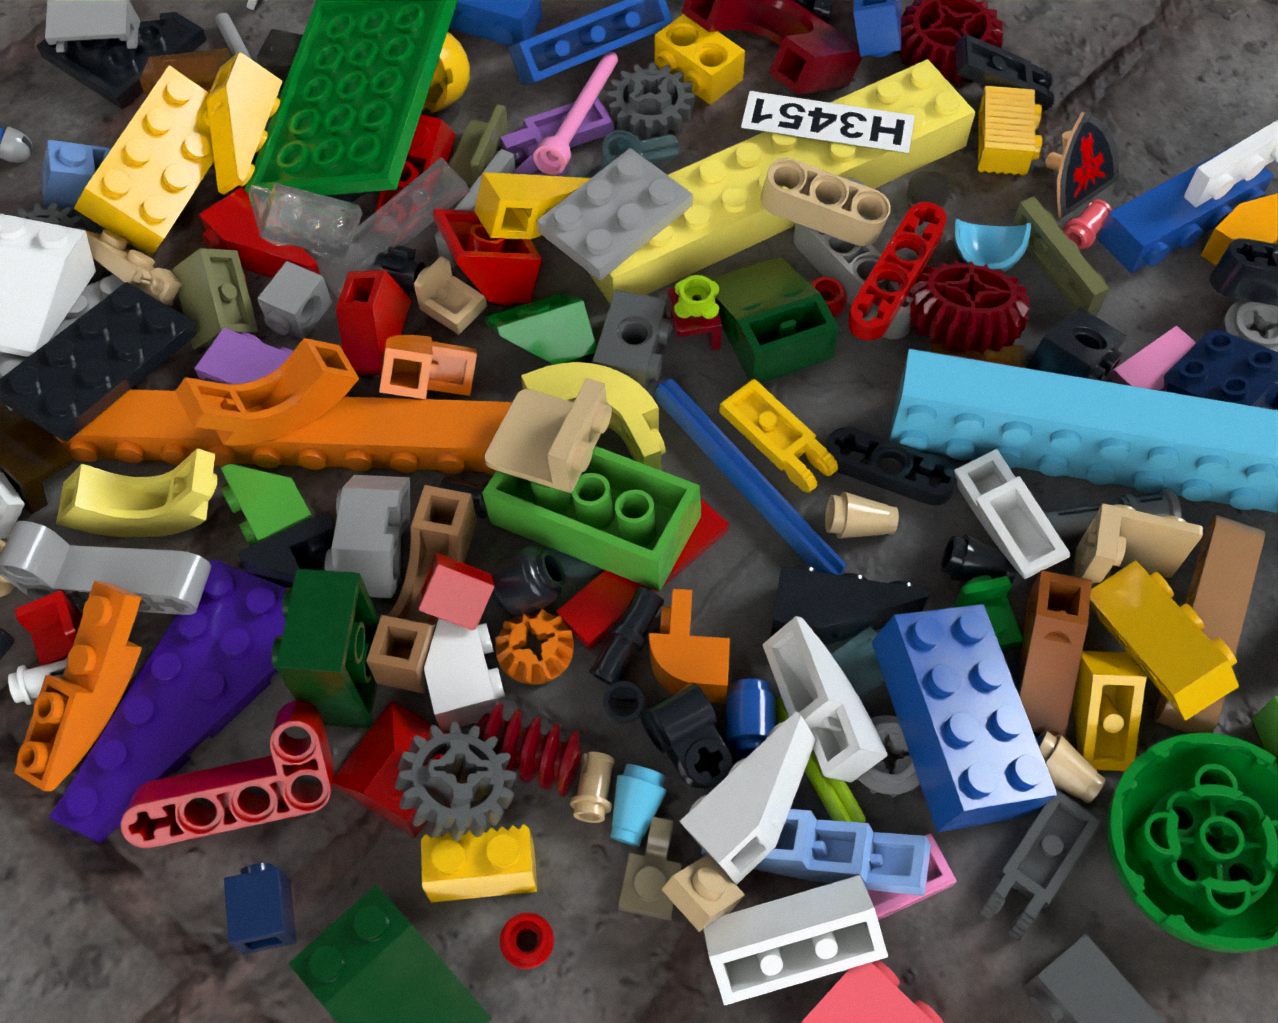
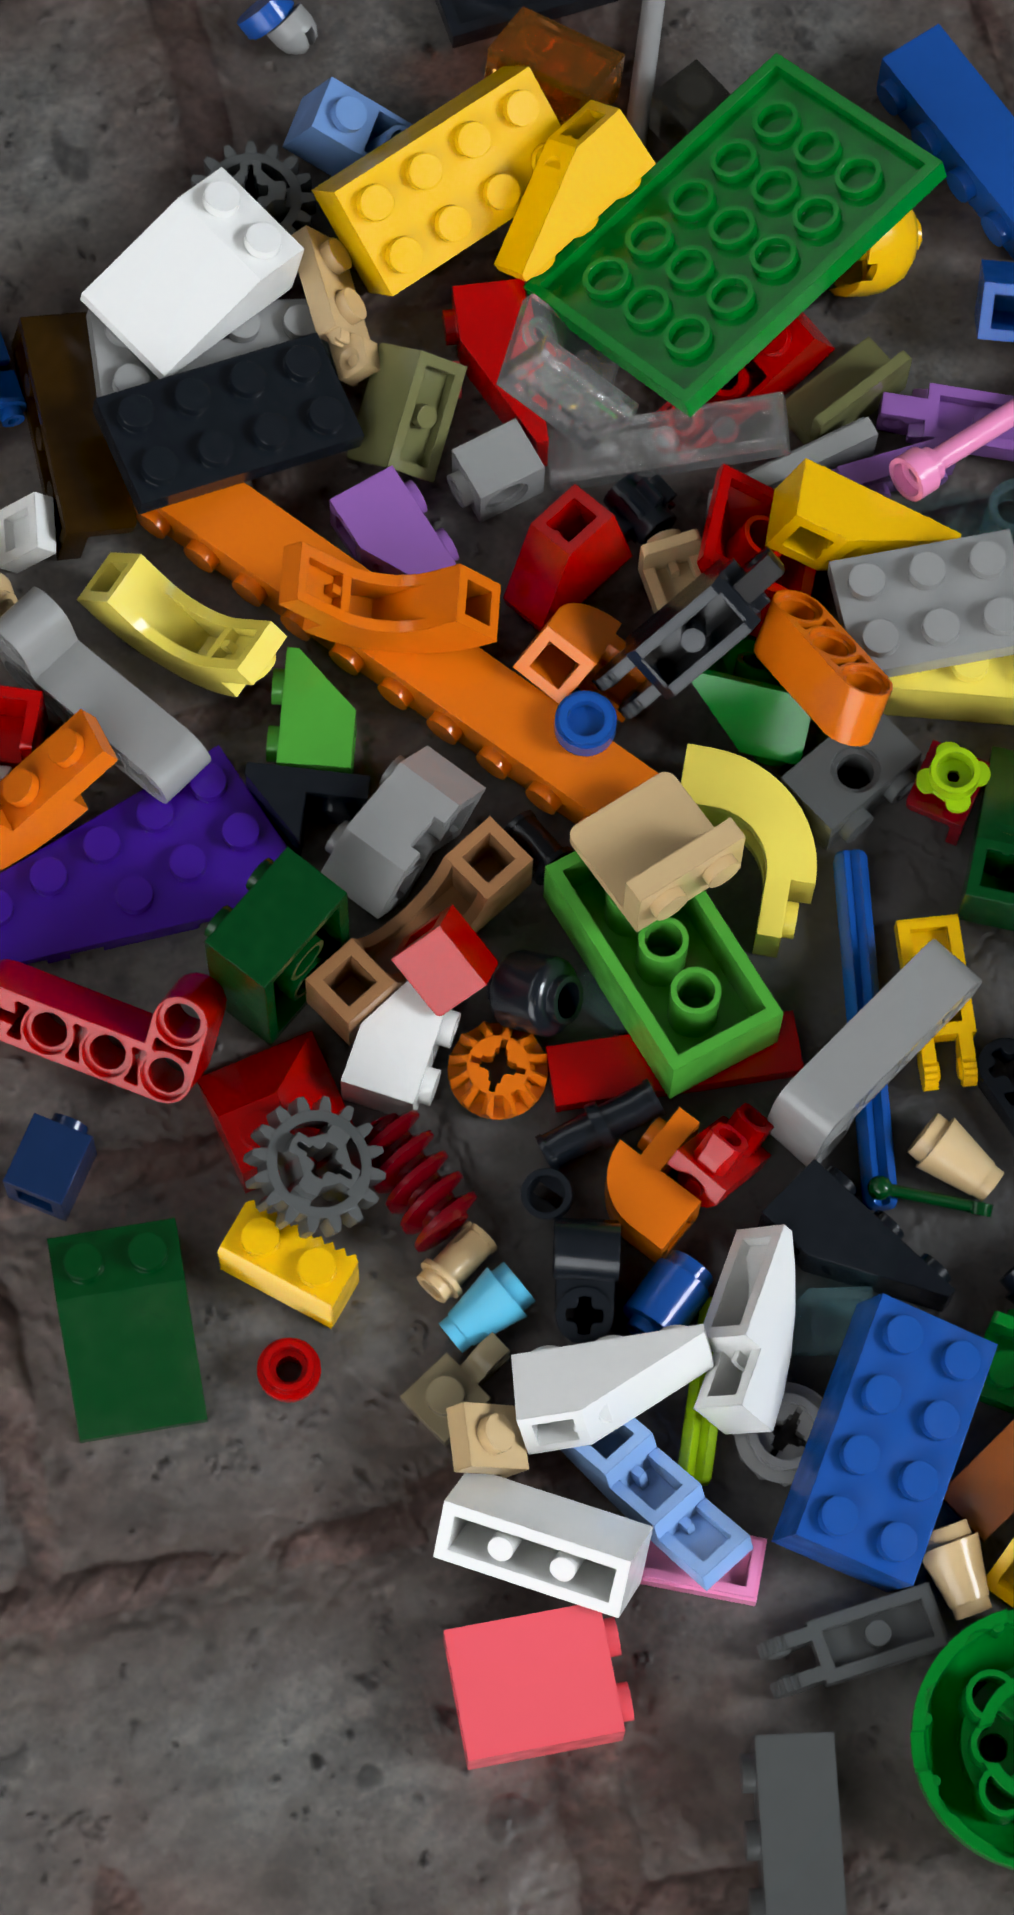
camera: 30 degrees right, 10 degrees up
(448, 398) = (585, 723): none -> blue tile
(480, 301) = (693, 630): none -> black hinge
(577, 277) = (822, 668): none -> orange beam
(721, 603) = (723, 1155): none -> red hips
(766, 486) = (869, 1052): none -> light grey beam
(832, 560) = (881, 1188): none -> dark green hinge

